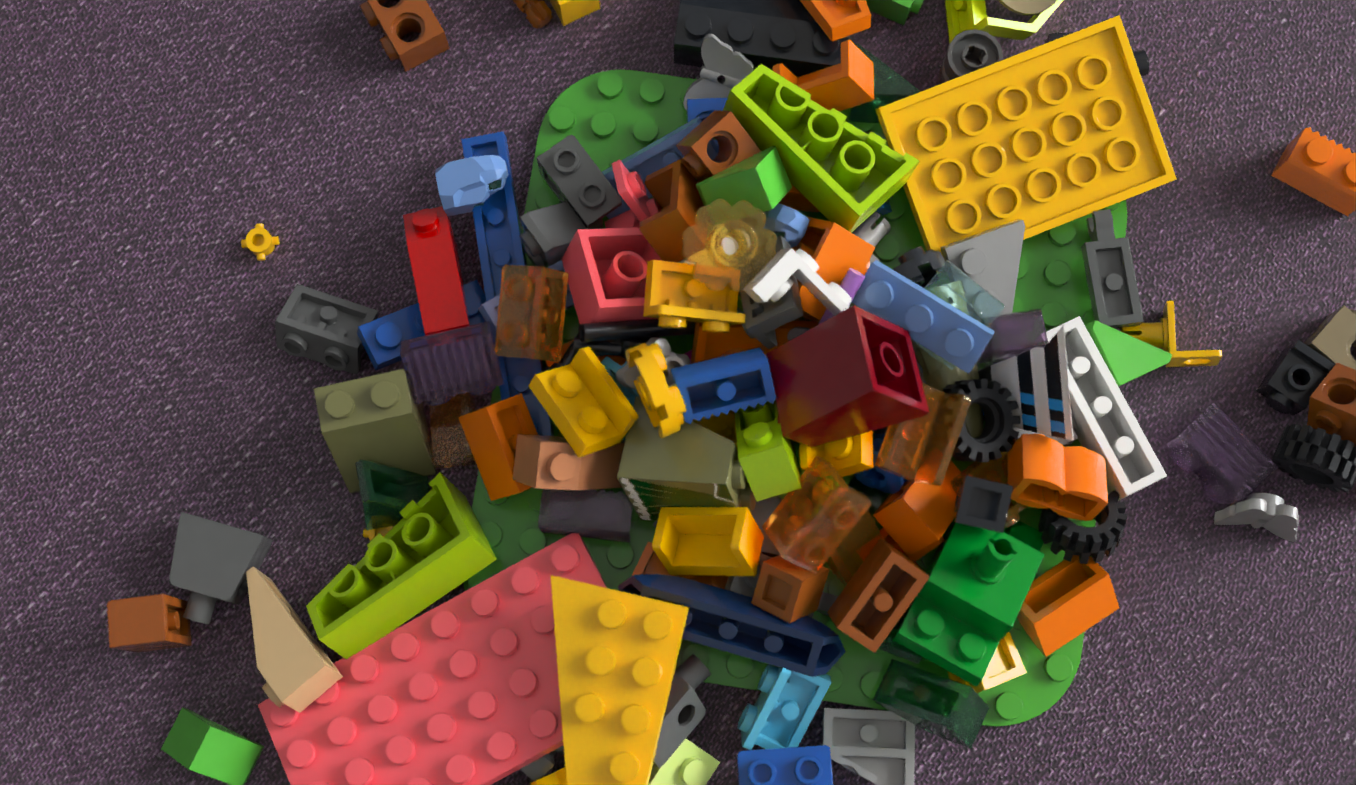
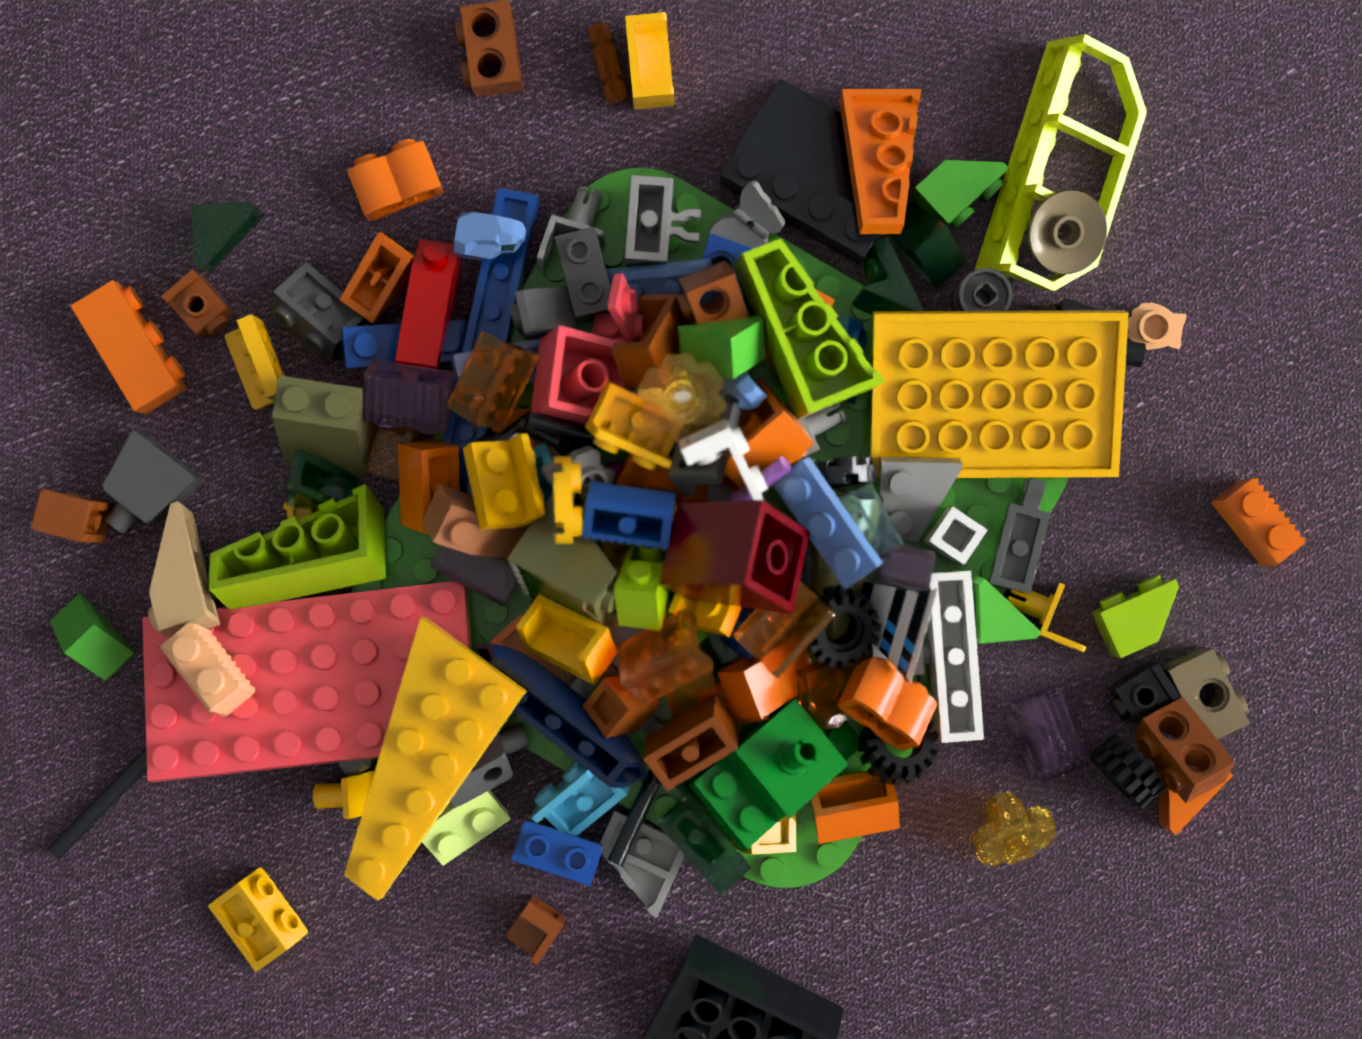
camera: 25 degrees right, 10 degrees up
(148, 433) = (130, 346): none -> orange brick
(189, 357) = (187, 292): none -> dark orange brick
(200, 284) = (220, 229): none -> clear green slope
(260, 242) = (288, 208): yellow piece -> none
(282, 400) = (255, 360): none -> yellow bracket
(348, 722) = (207, 669): none -> light nougat brick
(356, 173) = (394, 180): none -> orange brick
(376, 268) = (378, 278): none -> orange slope
(551, 134) = (580, 218): none -> light grey bracket
(626, 110) = (651, 221): none -> light grey brick
(838, 85) = (843, 272): orange panel -> none
(849, 700) = (635, 819): none -> black piece
(898, 40) = (928, 245): none -> clear green slope
(982, 503) = (808, 706): black brick -> none
(1048, 289) = (955, 535): none -> white brick
(1148, 31) = (1156, 326): none -> light nougat animal
(1233, 564) = (1012, 831): none -> clear yellow plant
(1255, 310) = (1135, 619): none -> lime slope
(1265, 511) = (1058, 795): light grey animal -> none

